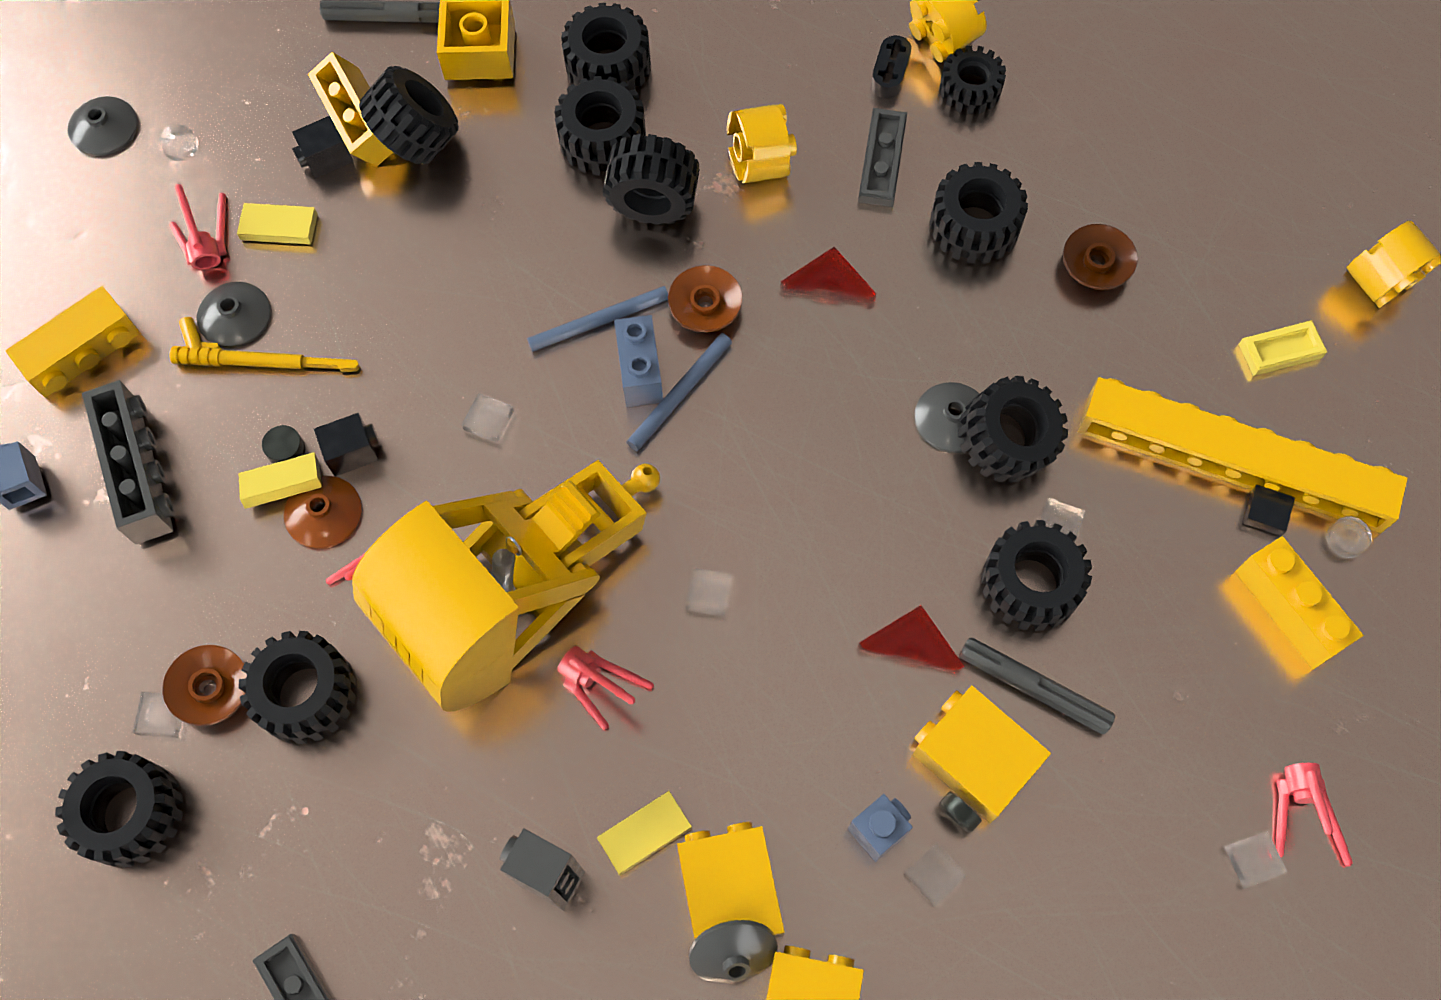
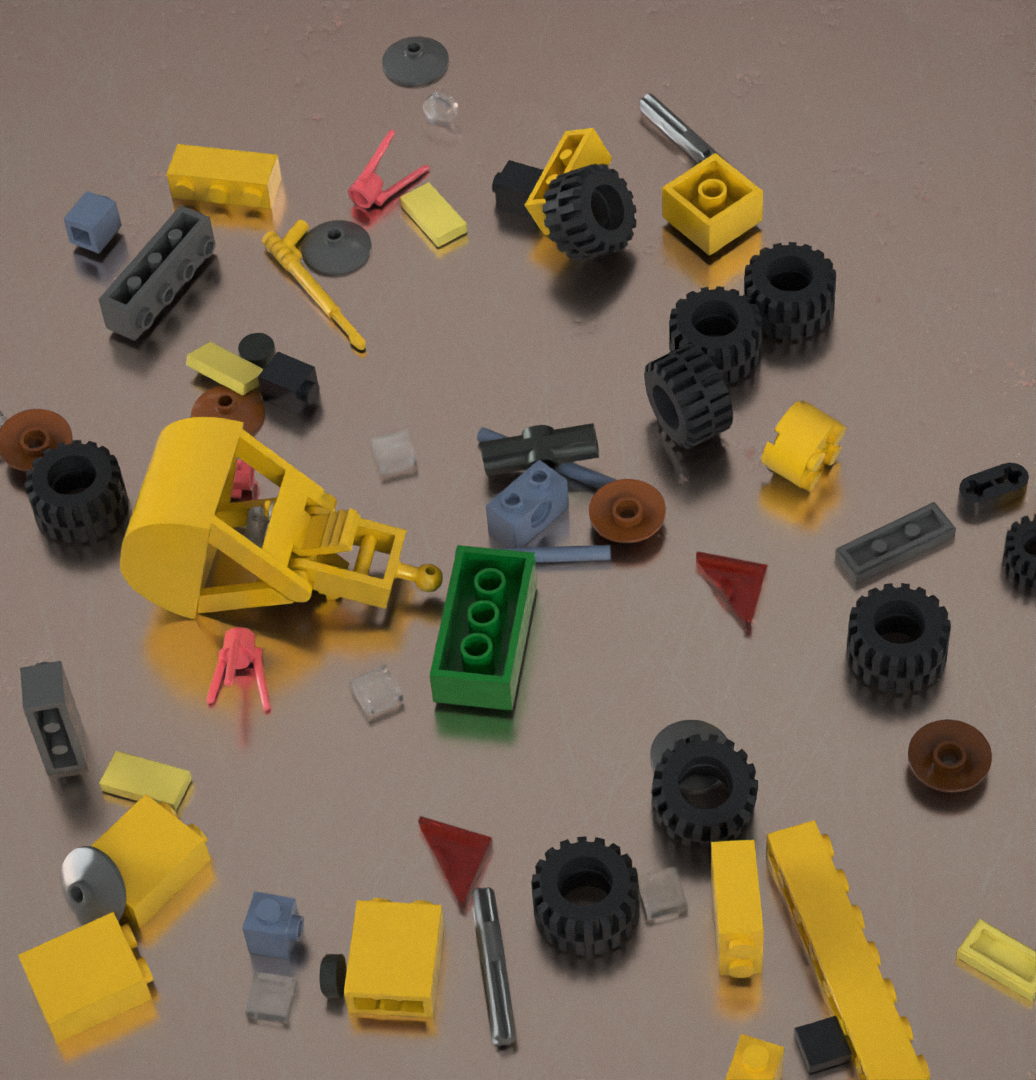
camera: 55 degrees right, 15 degrees down
(596, 313) = (542, 444): none -> pearl dark grey piece
(731, 471) = (484, 627): none -> green brick
(1137, 481) = (737, 908): none -> yellow brick

